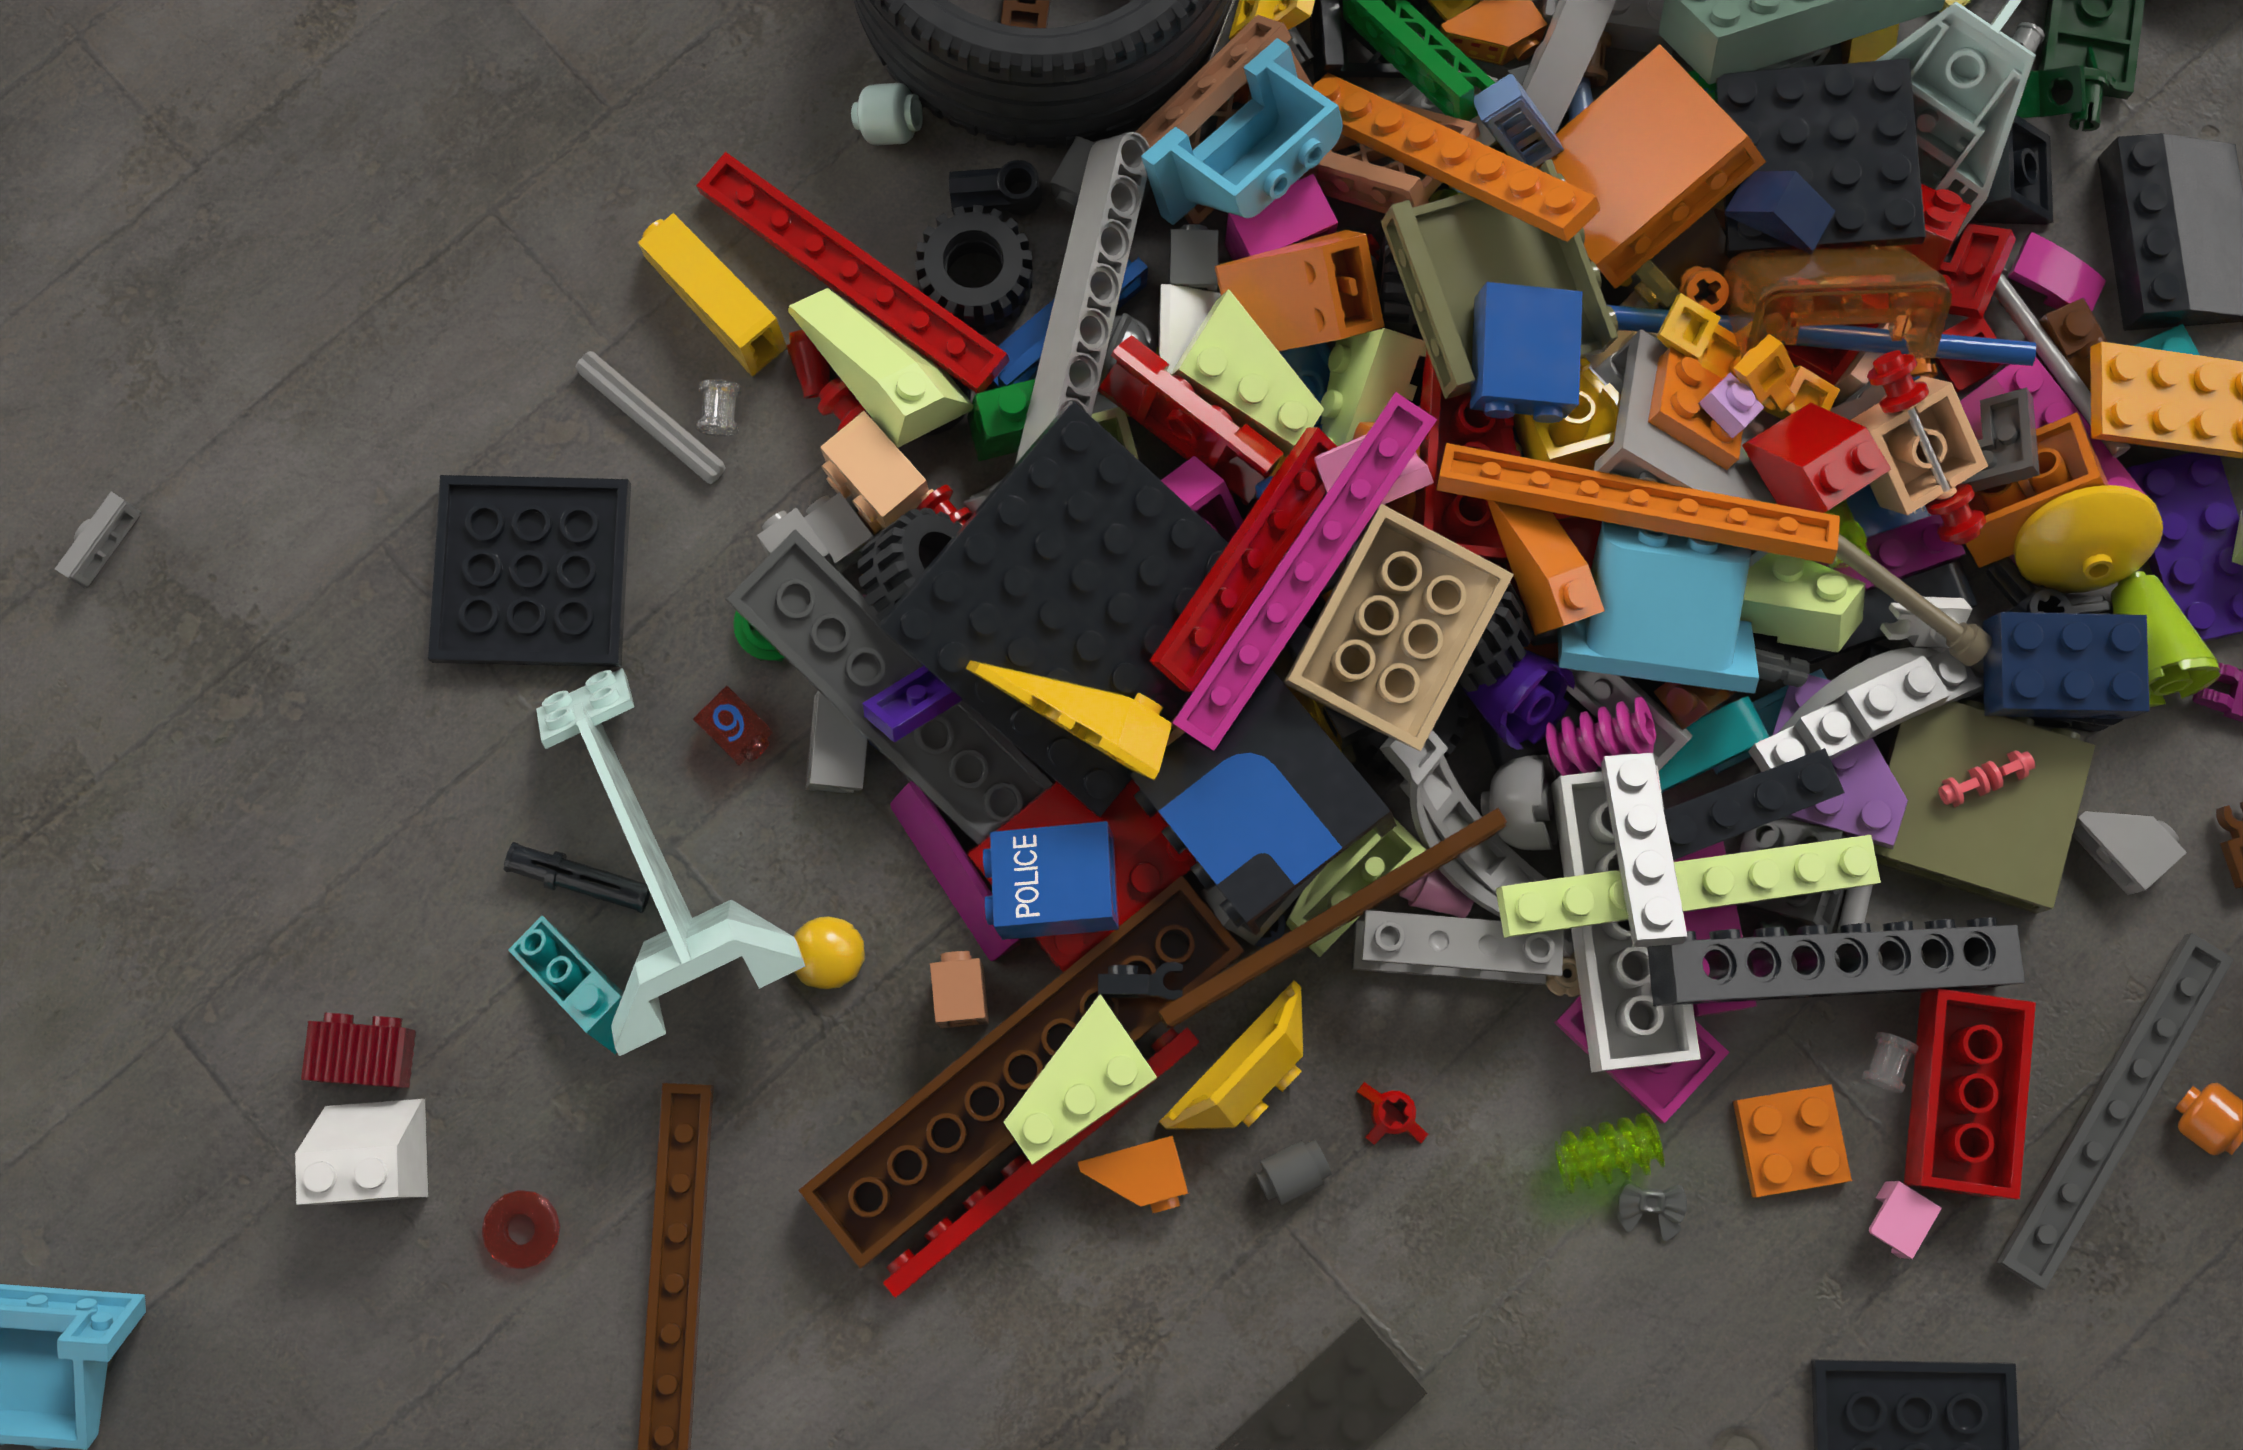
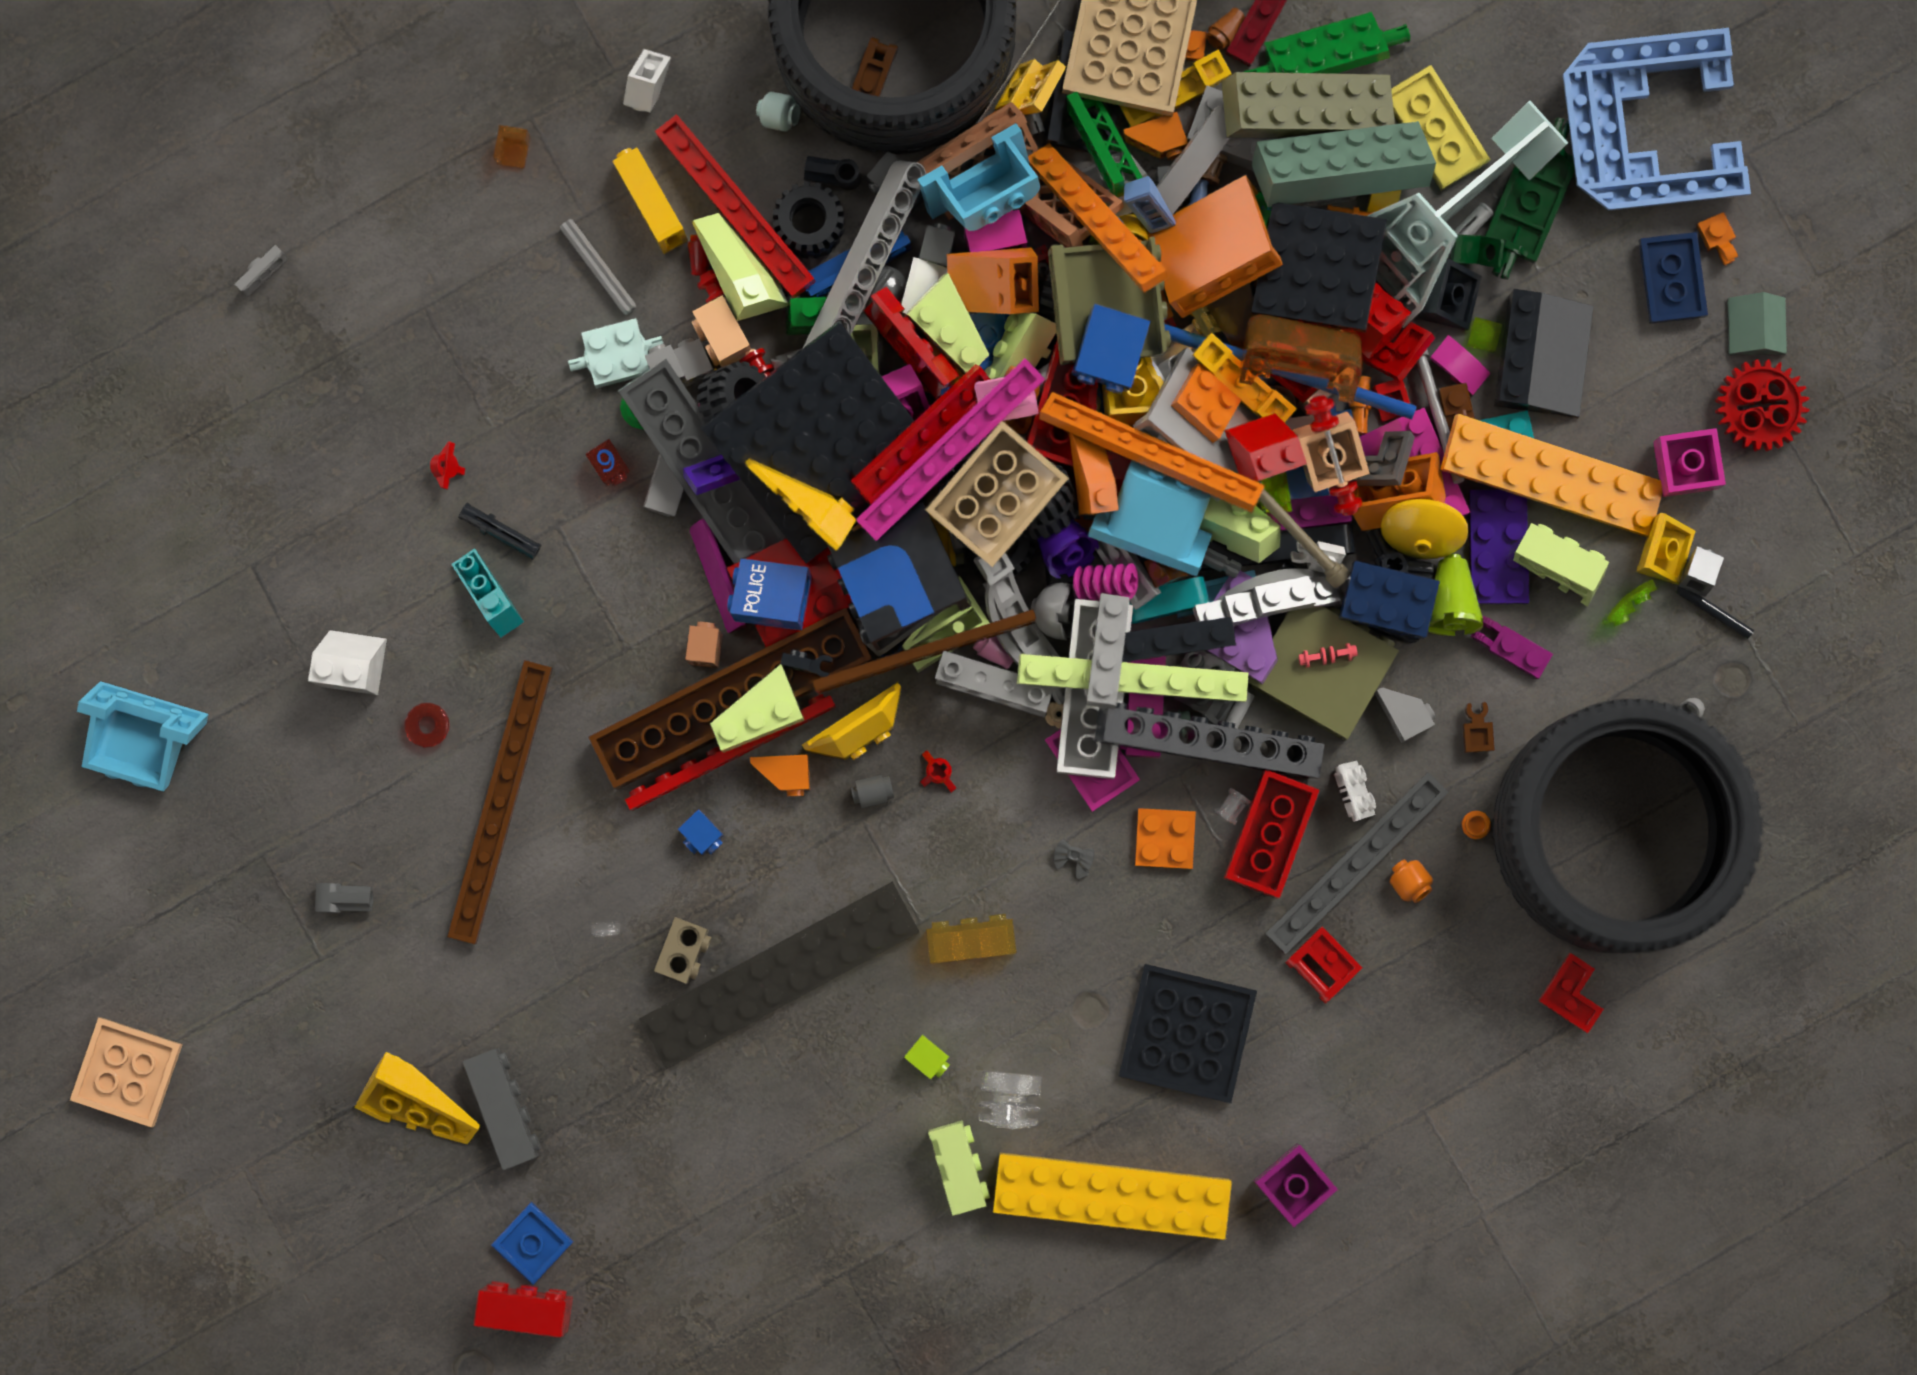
camera: 20 degrees right, 5 degrees up
(358, 1052) = (355, 604): dark red brick -> none
(471, 258) = (512, 146): none -> clear orange panel
(471, 784) = (449, 462): none -> red piece
(530, 571) = (508, 344): black plate -> none
(665, 112) = (646, 81): none -> white slope
(689, 944) = (555, 584): light aqua piece -> none
(705, 548) = (615, 353): none -> light aqua plate
(718, 407) = (639, 270): clear bush -> none
(830, 952) = (633, 606): yellow hair -> none
(1023, 1311) = (701, 834): none -> blue brick
(1518, 1387) = (971, 939): none -> clear yellow brick
(1608, 1151) = (1055, 820): clear neon green piece -> none
(1718, 288) = (1228, 337): orange bush -> none
(1731, 405) = (1222, 406): lavender plate -> none
(1765, 372) = (1247, 391): light orange plate -> none
(1782, 208) = (1285, 295): dark blue slope -> none
(1903, 1218) = (1213, 896): bright pink panel -> none
(2080, 223) = (1484, 334): none -> clear neon green plate
(2103, 1006) = (1354, 778): none -> white hinge
(2118, 1279) = (1330, 958): none -> red plate

